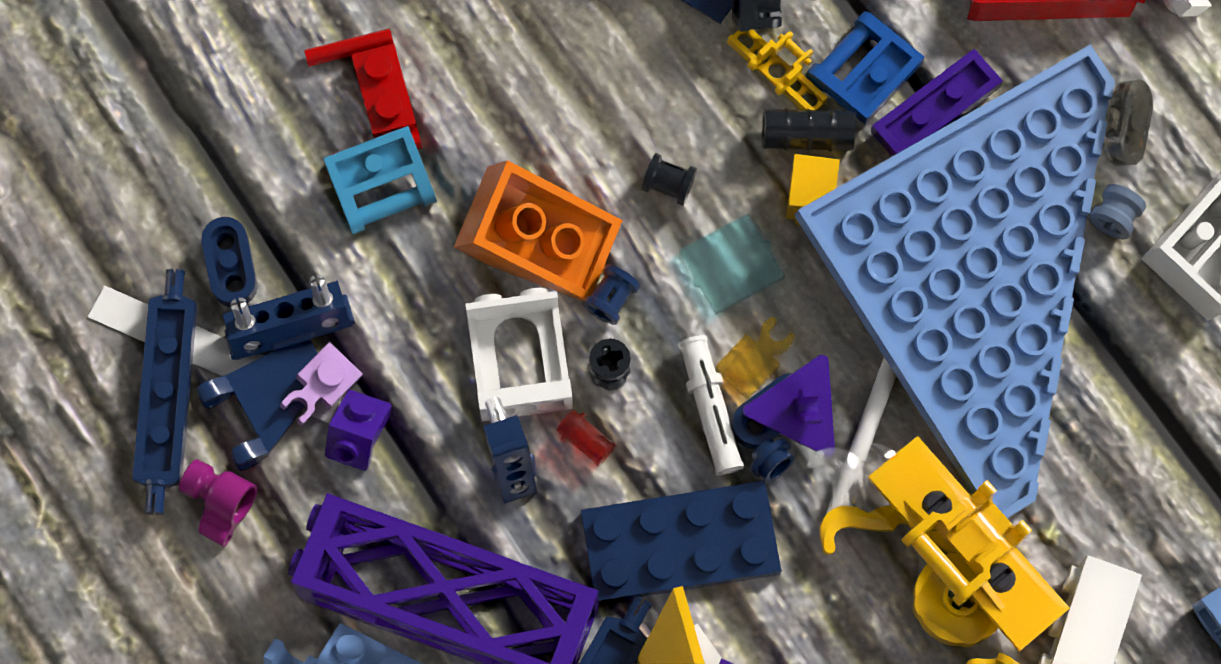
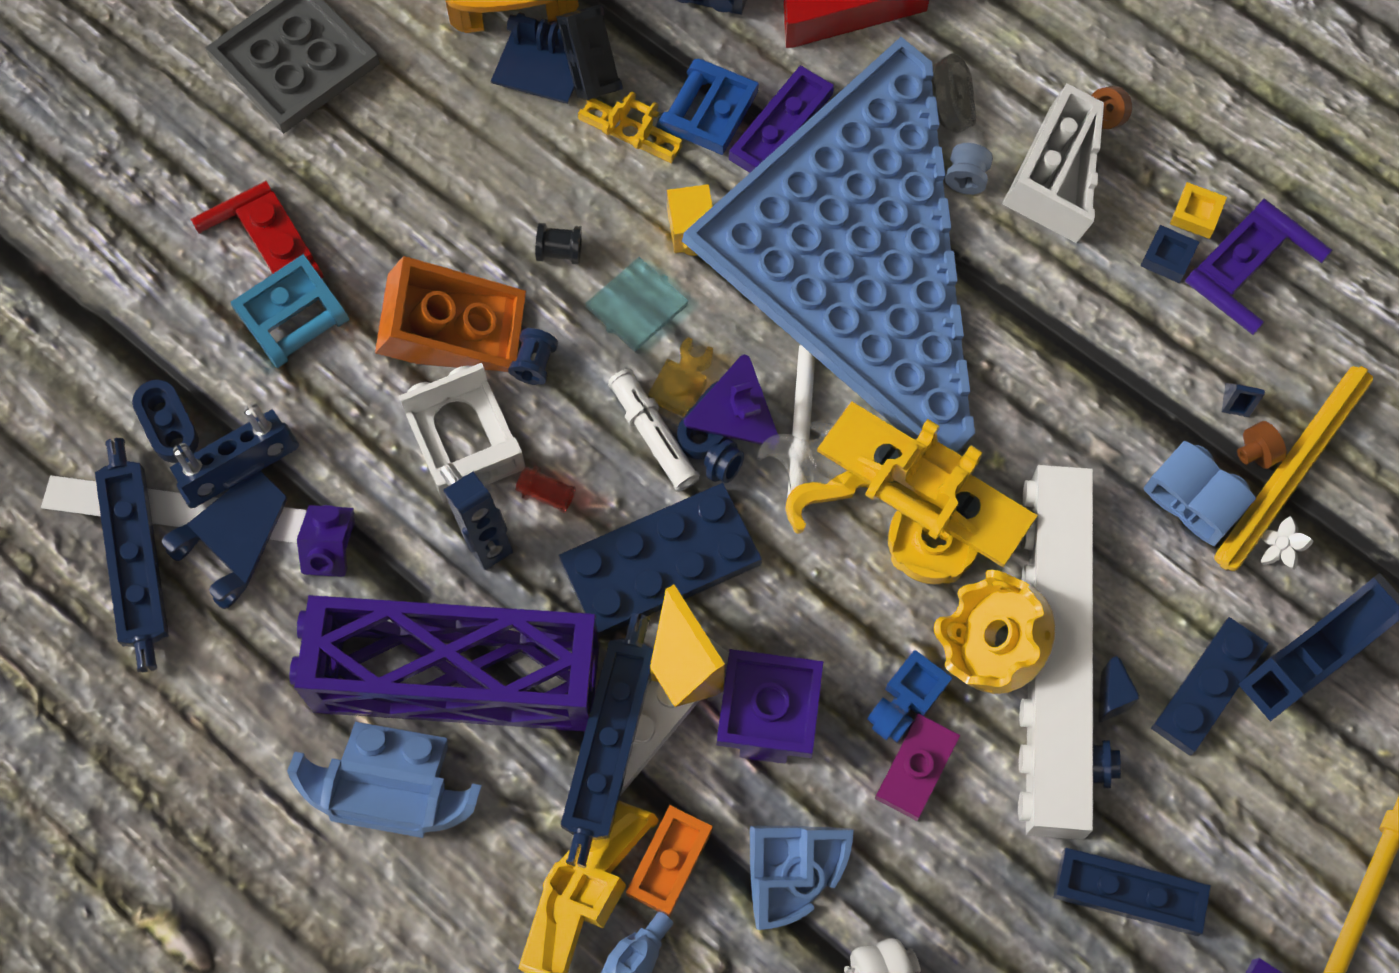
camera: 15 degrees left, 5 degrees down
(225, 499) = (215, 637): magenta piece -> none
(325, 380) = (282, 502): lavender plate -> none
(618, 355) = (557, 409): black bush -> none
(808, 129) = (673, 169): black axle -> none

